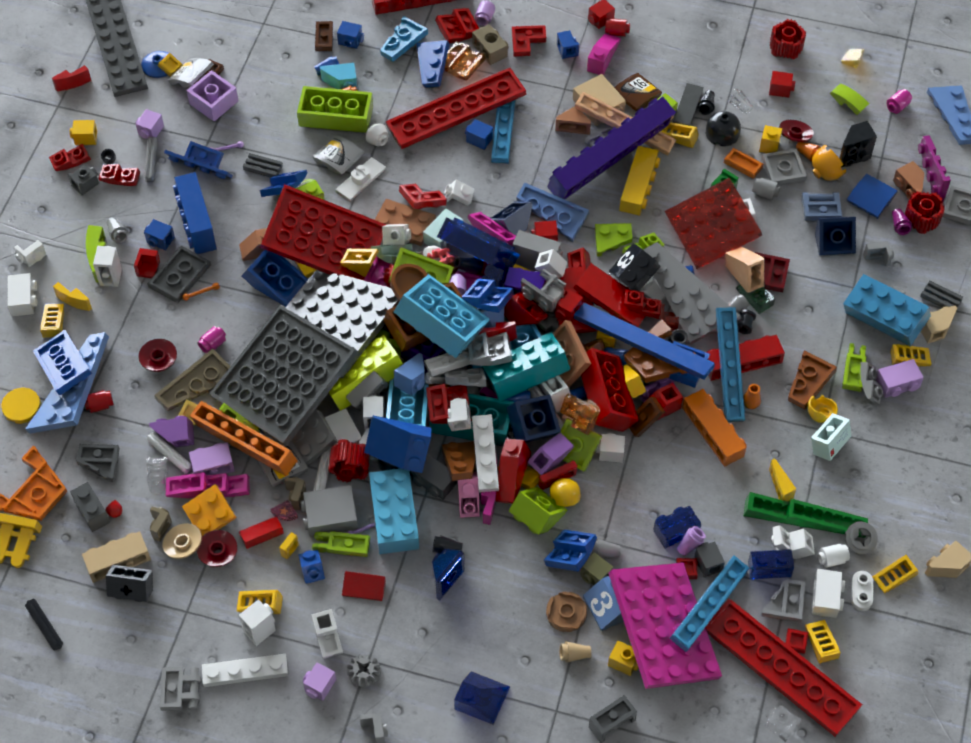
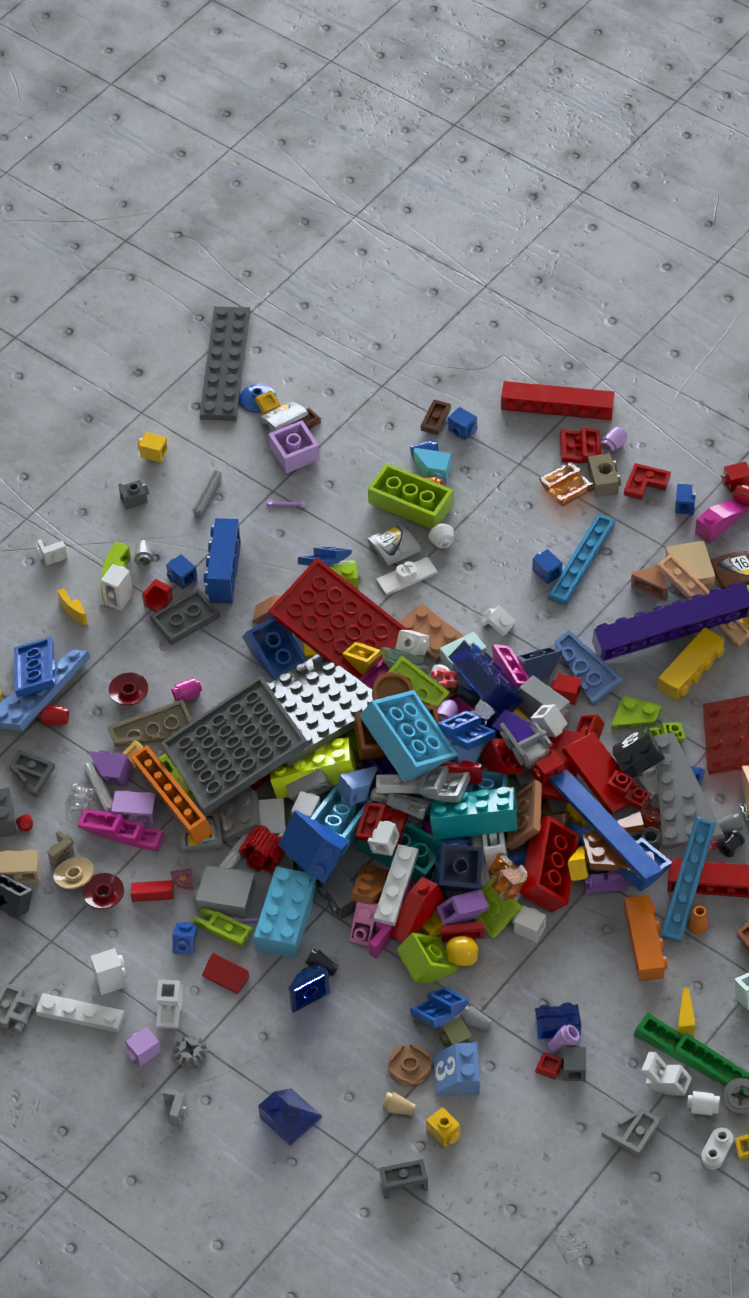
camera: 25 degrees right, 5 degrees down
(21, 294) = (26, 589): white brick -> none
(51, 331) = (38, 634): yellow slope -> none
(65, 160) = (129, 470): red slope -> none
(67, 80) = (161, 390): red slope -> none
(110, 154) = (169, 475): black hinge -> none
(119, 176) = (168, 500): red slope -> none
(149, 124) = (220, 457): lavender brick -> none
(203, 157) = (257, 506): blue bracket -> none
(209, 510) = (111, 853): light orange plate -> none
(215, 286) = (214, 639): orange hinge -> none
(264, 163) = (315, 530): dark grey tile -> none
(272, 597) = (135, 954): yellow slope -> none
(289, 545) = (171, 911): yellow tile -> none
(296, 487) = (202, 858): dark tan bracket -> none
(404, 38) = (517, 443): dark azure wing -> none
(420, 199) = (452, 613): red plate -> none
(432, 61) = (534, 475): wing -> none
(455, 108) = (535, 531): red plate -> none
(647, 415) = (578, 903): reddish brown plate -> none
(652, 607) = (495, 1108): dark pink plate -> none
(668, 398) = (600, 896): red slope -> none
(709, 603) = (551, 1104): dark azure tile -> none
(771, 564) = (634, 1089): clear blue brick -> none
(783, 667) = (596, 1191): red plate -> none
(797, 640) = (624, 1172): red tile -> none
(827, 593) = (677, 1137): white brick -> none
(833, 653) = (650, 1196): yellow slope -> none

